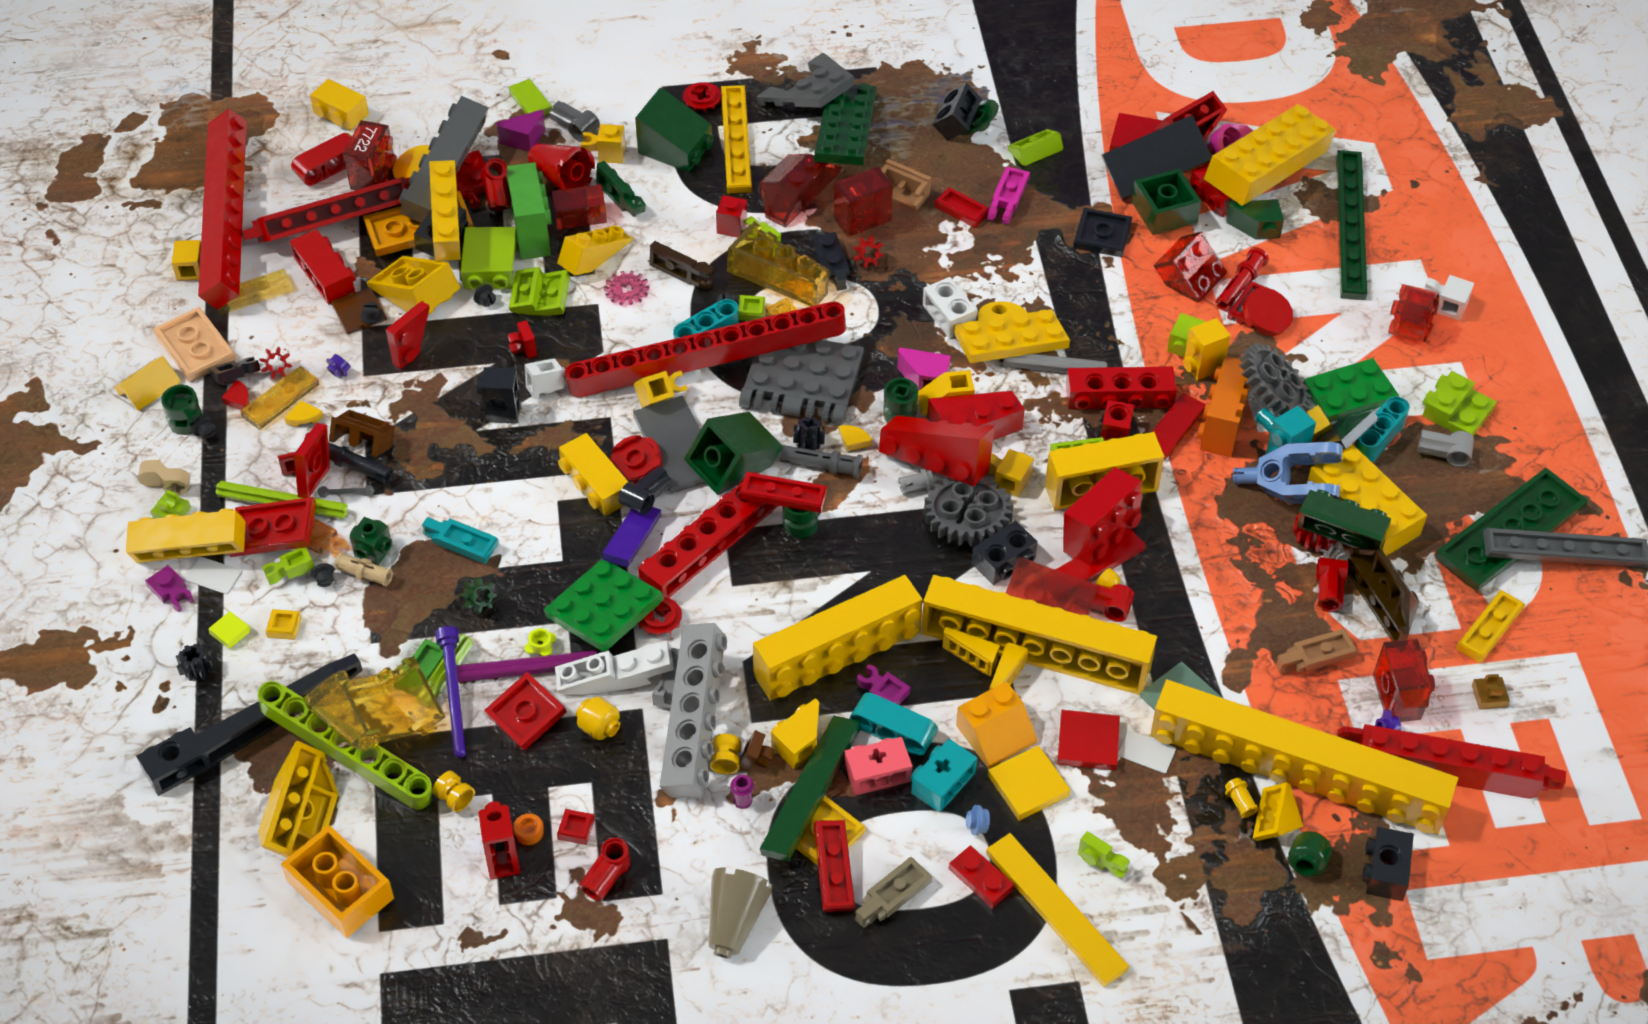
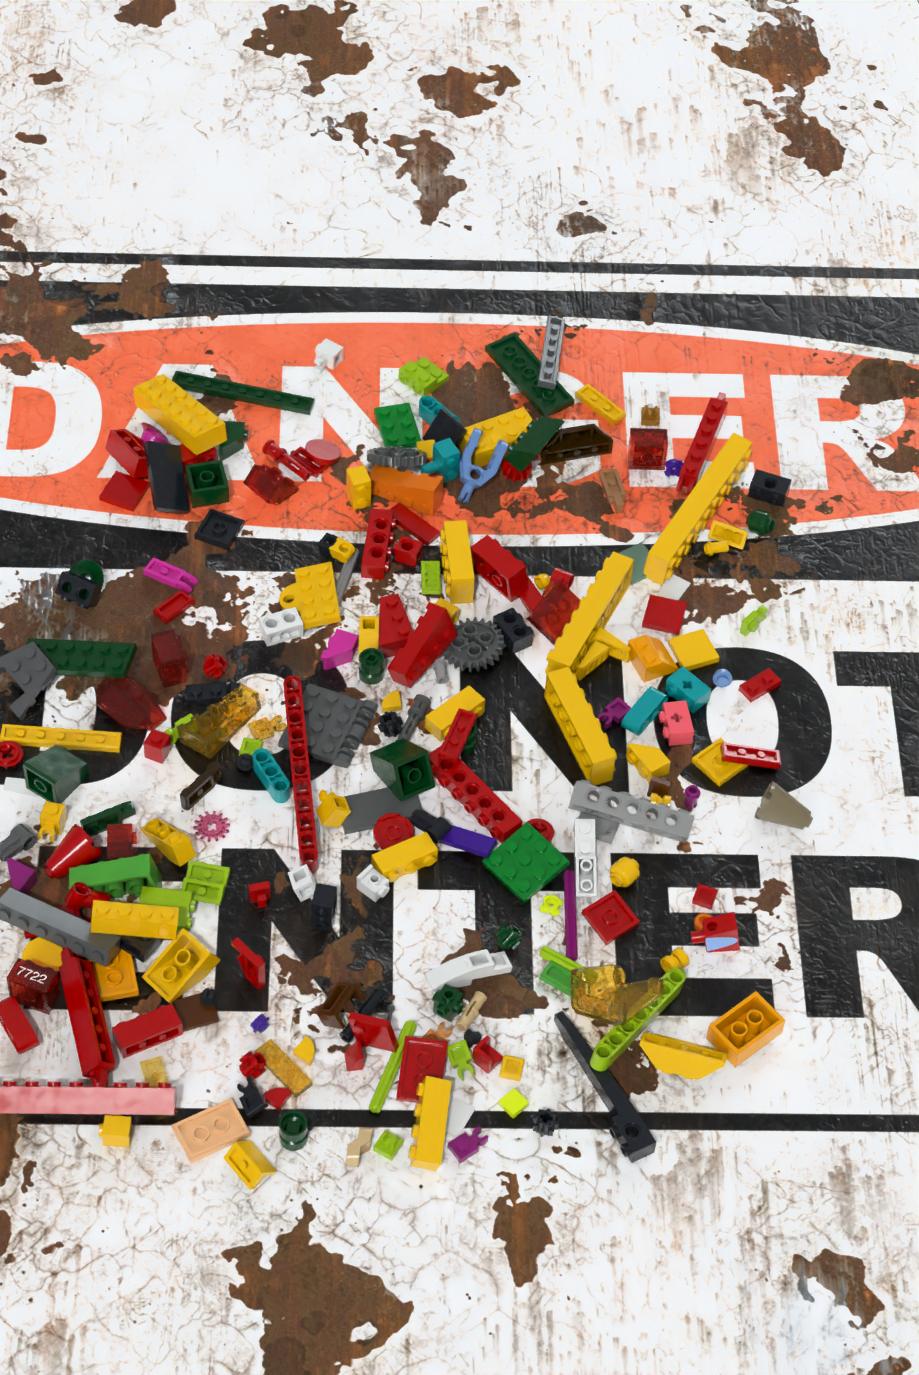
camera: 85 degrees left, 0 degrees up
(294, 589) = (485, 1056): none -> red panel
(423, 557) = (464, 969): none -> white slope
(448, 638) = (550, 954): dark purple piece -> none
(461, 538) = (452, 944): teal hinge -> none
(484, 295) = (202, 919): black piece -> none
(546, 448) = (372, 883): none -> white brick
(605, 870) = (743, 877): red piece -> none
(810, 789) = (694, 760): dark green tile -> none
(848, 504) = (441, 718): none -> yellow brick
(893, 892) = (770, 729): dark tan hinge -> none
(909, 185) = (142, 635): medium nougat hinge -> none
(1036, 147) = (118, 552): lime slope -> none
(1057, 910) = (785, 651): yellow tile -> none
(1091, 343) = (337, 548): none -> leg
(1180, 332) = (336, 500): lime brick -> none
(1331, 577) = (555, 468): red piece -> none
(1414, 313) = (346, 374): clear red brick -> none
(1454, 447) = (458, 387): light grey piece -> none

